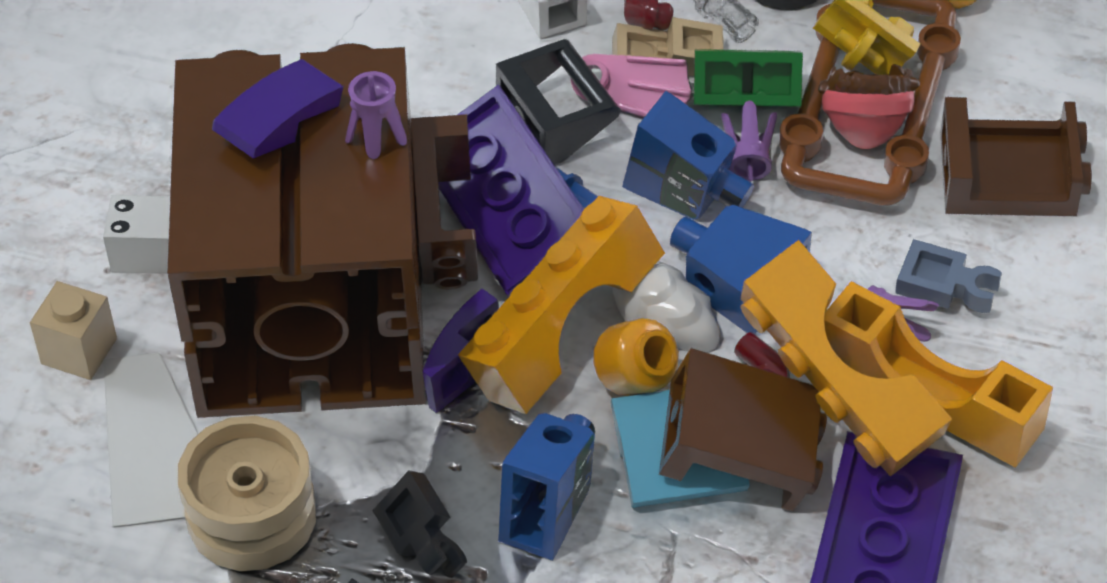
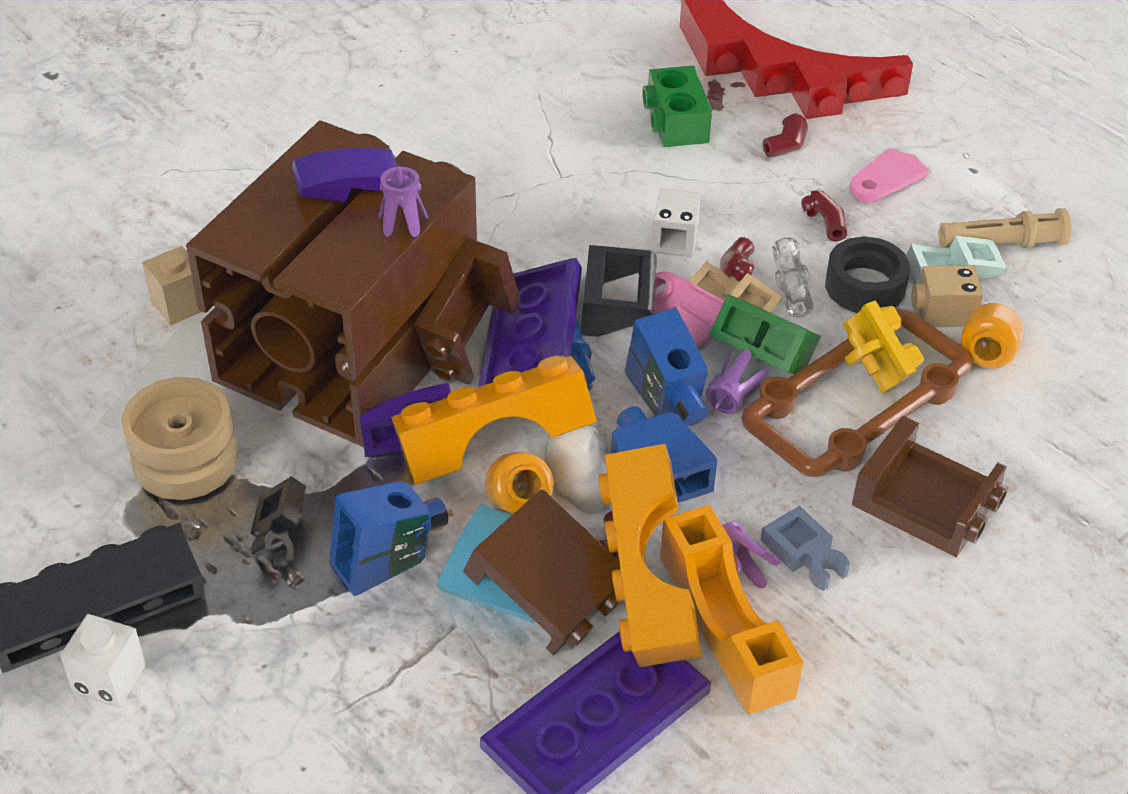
camera: 30 degrees right, 5 degrees down
(866, 106) = (841, 395): coral hair -> none

